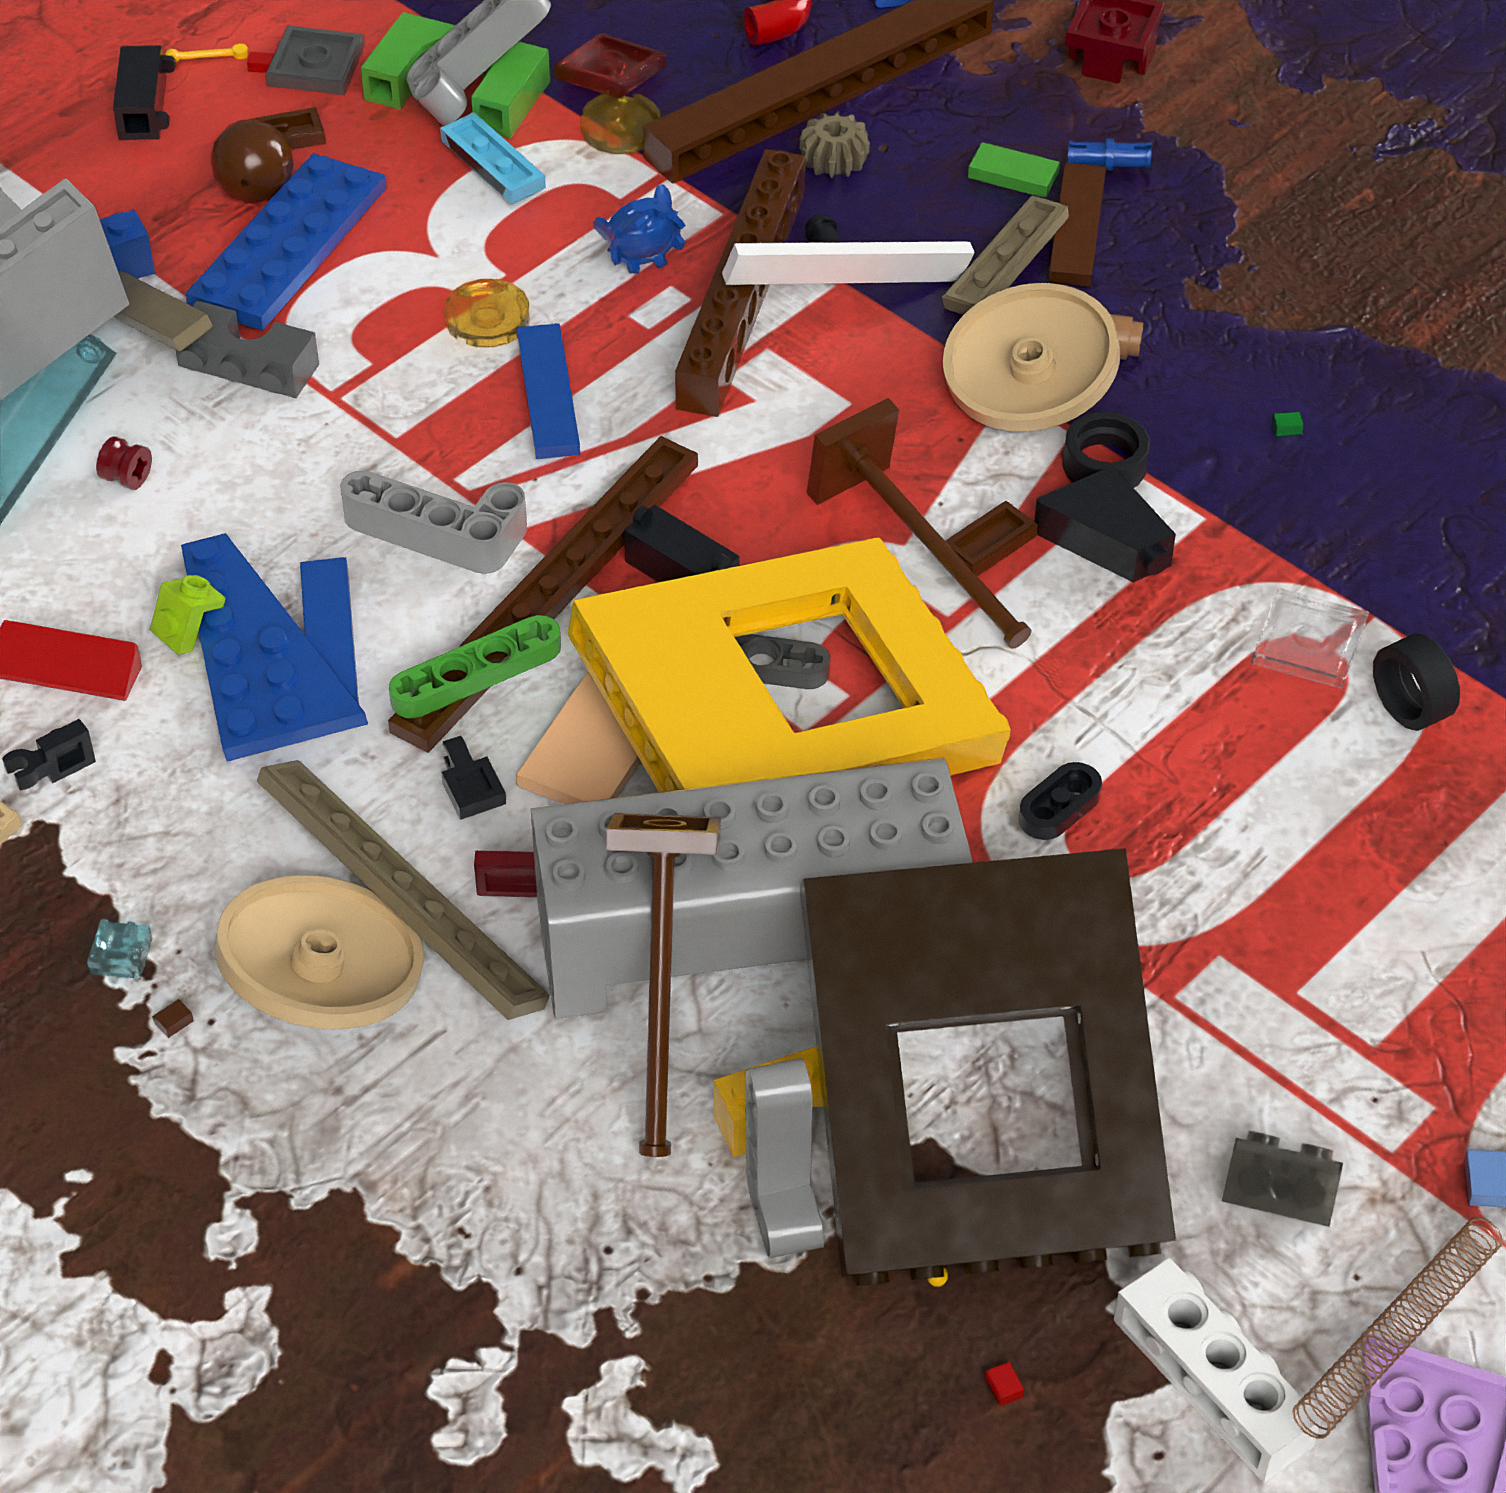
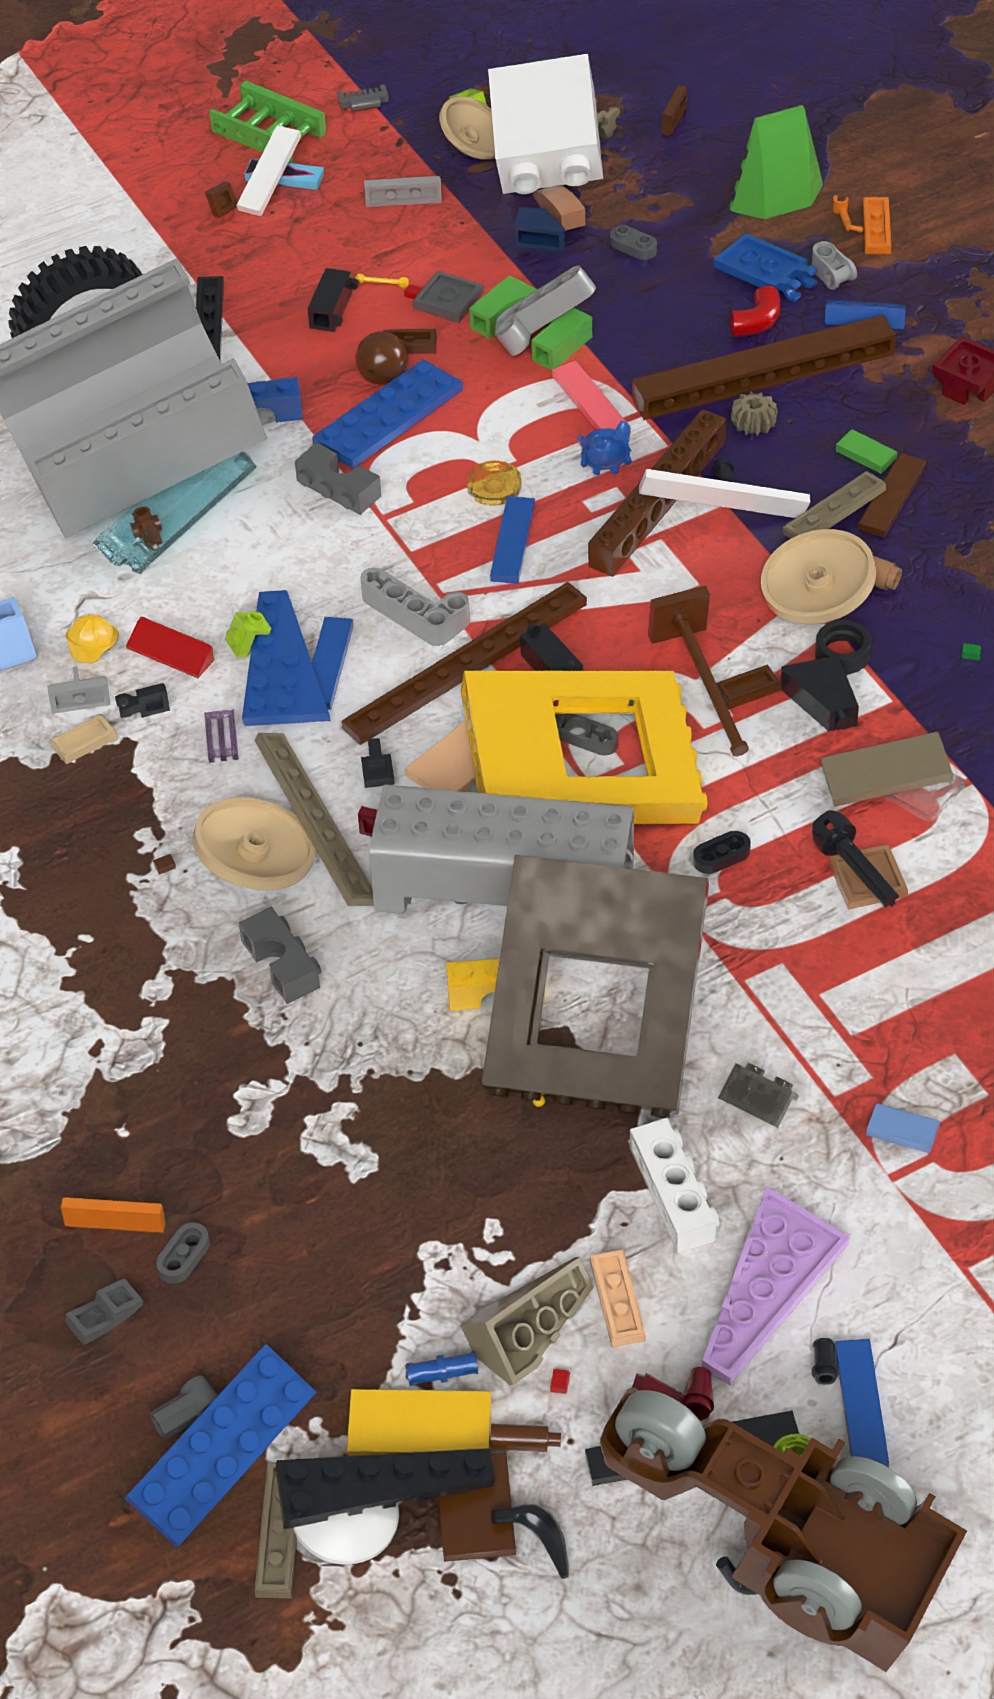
camera: 20 degrees right, 0 degrees up
(120, 949) = (147, 819): clear light blue tile -> none
(124, 462) = (242, 535): dark red wheel -> none
(161, 314) = (288, 444): dark tan tile -> none
(207, 811) = (222, 752): none -> clear purple tile
(399, 1100) = (270, 936): none -> dark grey arch
(472, 661) = (403, 703): bright green beam -> none
(493, 158) = (533, 382): medium azure plate -> none
(579, 165) = (587, 396): none -> coral tile
(610, 65) = (631, 334): clear red tile -> none
(616, 123) = (620, 369): clear yellow tile -> none
(663, 839) = (443, 815): reddish brown tile -> none
(780, 1157) = (464, 1011): light grey beam -> none
(1004, 1384) = (551, 1165): red piece -> none
(1111, 154) = (933, 452): blue pin -> none
(1229, 741) = (839, 841): none -> black piece
(1250, 620) = (886, 769): none -> dark tan tile
(1291, 790) = (854, 890): none -> medium nougat tile
(1388, 1310) = (774, 1177): medium nougat piece -> none
(1433, 673) = (969, 827): black tyre -> none

